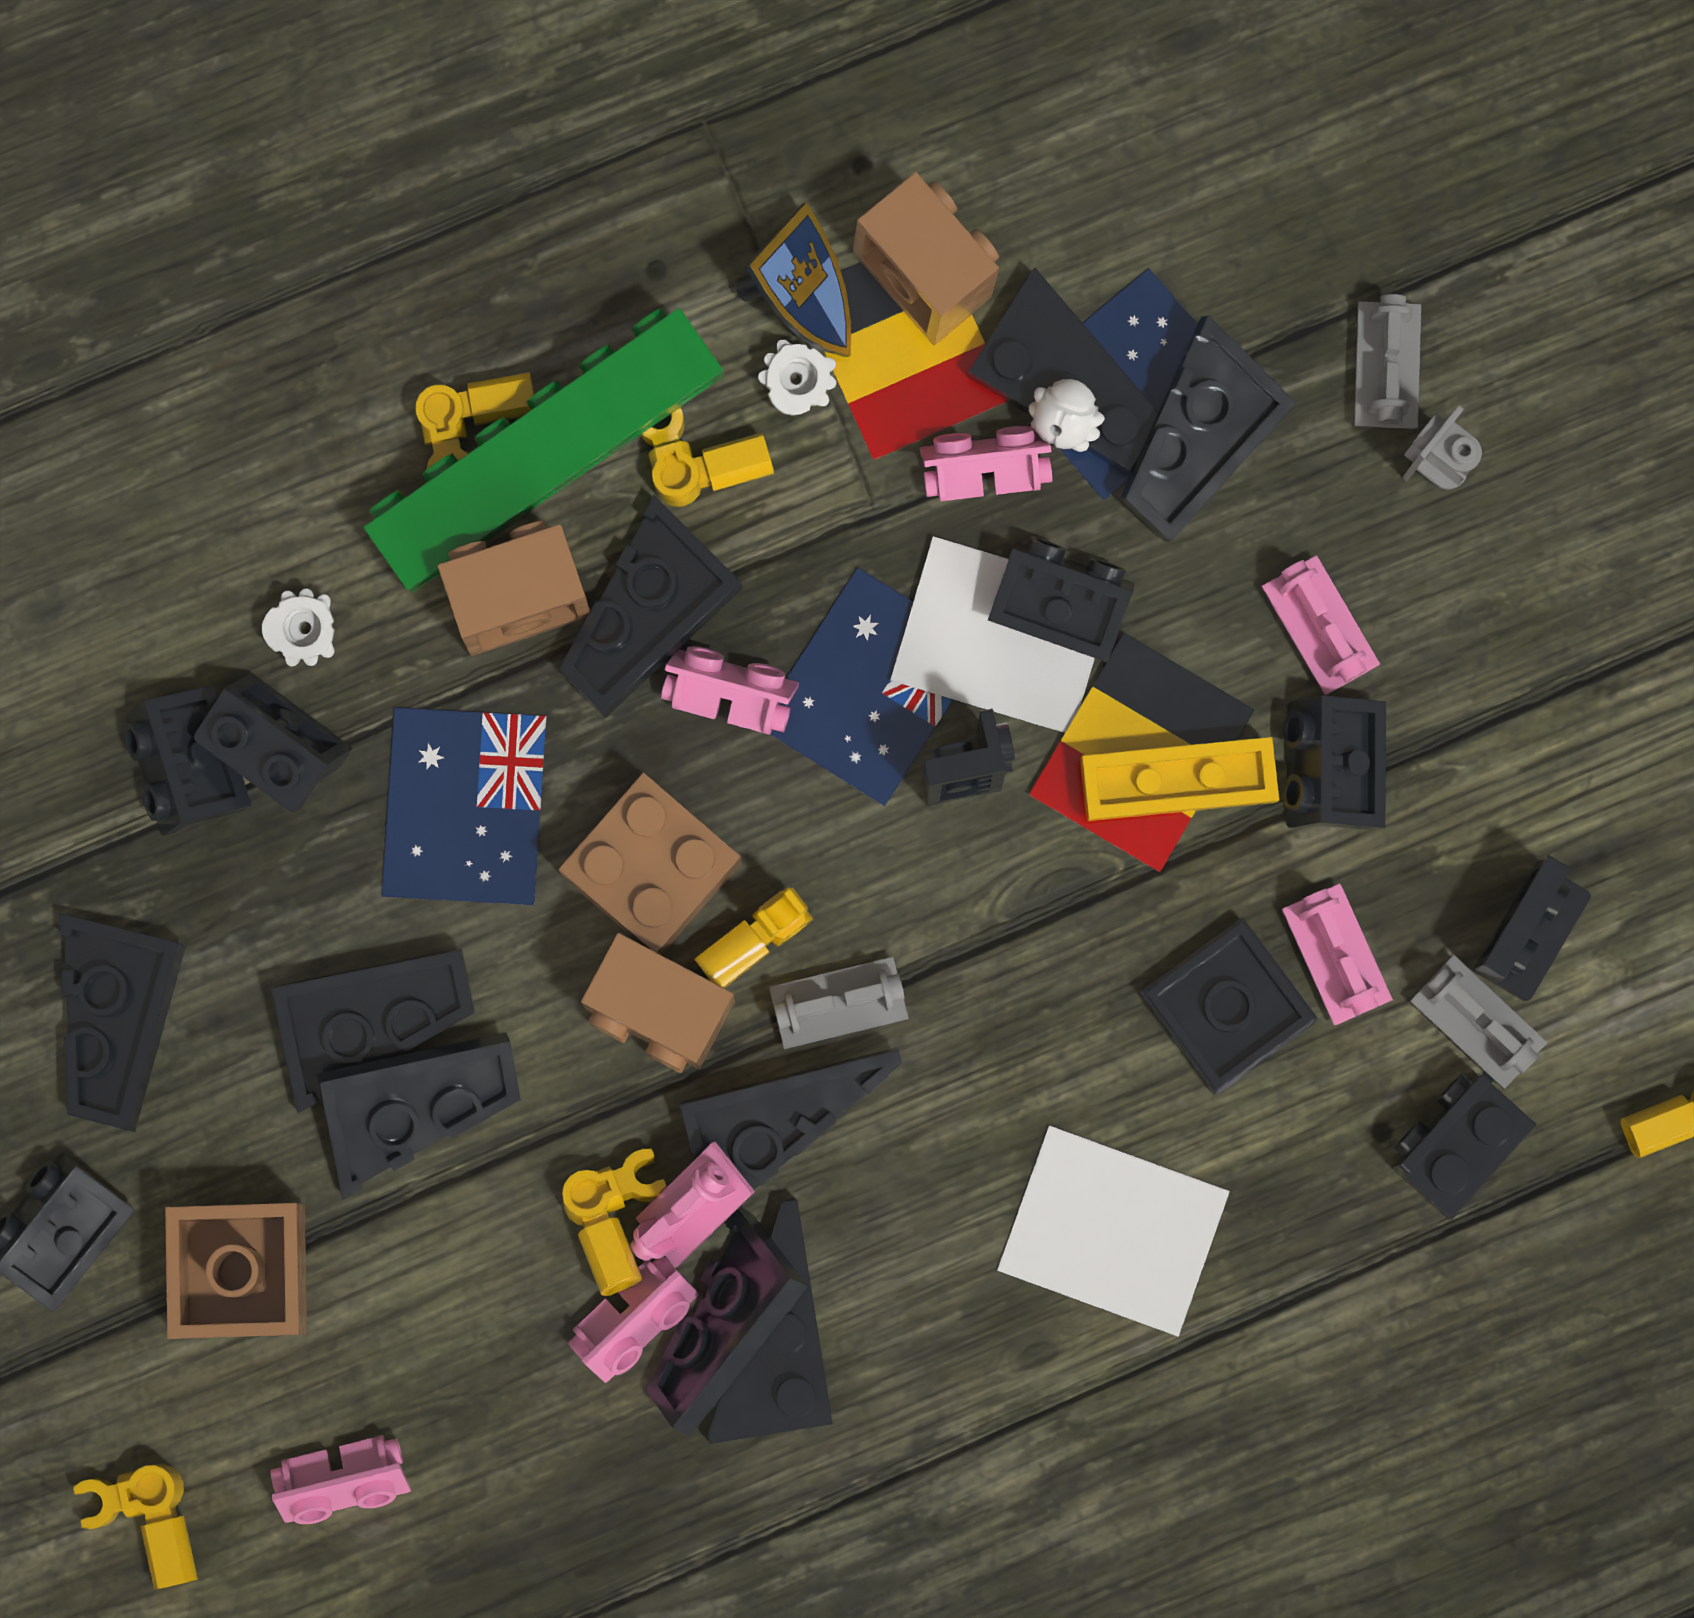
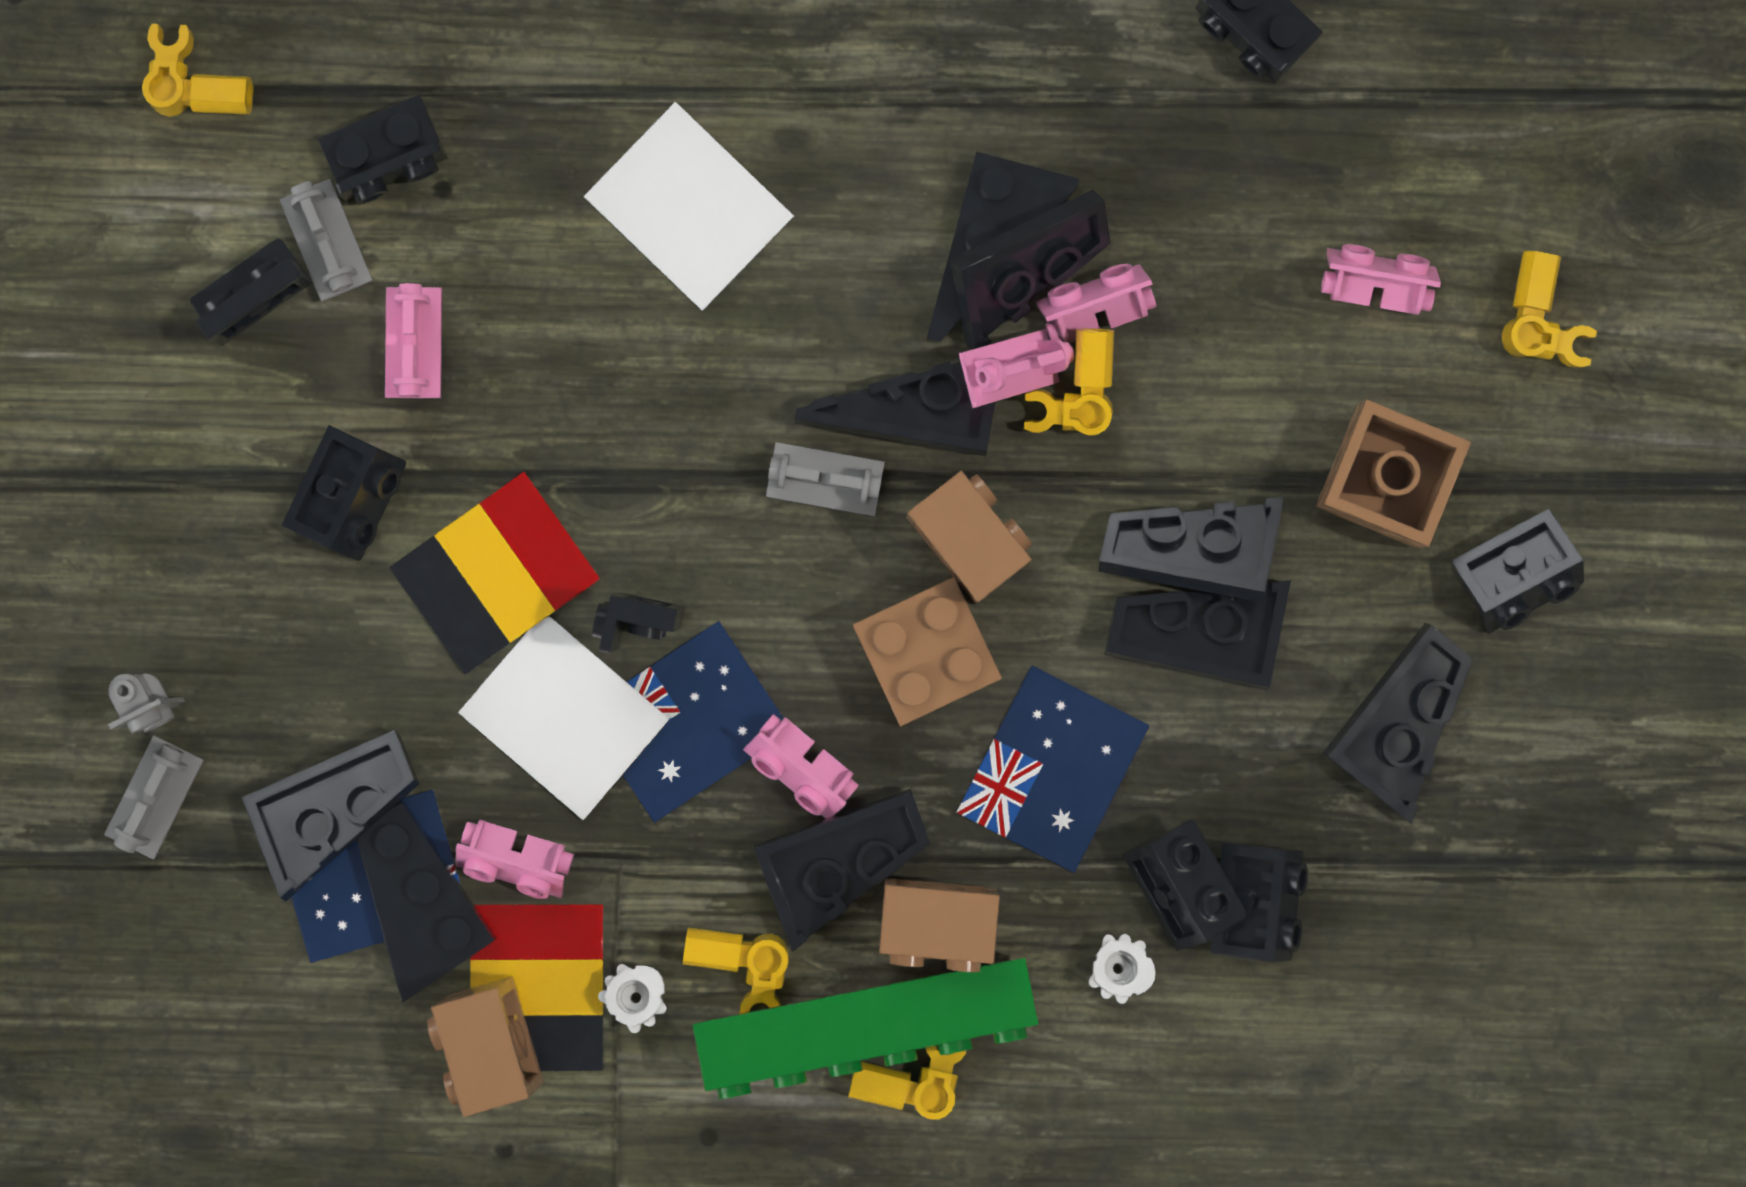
camera: 150 degrees left, 5 degrees up
(746, 945) = (877, 557): yellow bar -> none
(802, 283) = (596, 1071): shield -> none
(1062, 598) = (501, 722): black bracket -> none
(1066, 415) = (432, 868): white animal -> none
(1179, 779) = (474, 535): yellow plate -> none
(1228, 1006) = (517, 340): black tile -> none
(1320, 624) = (305, 610): bright pink hinge -> none

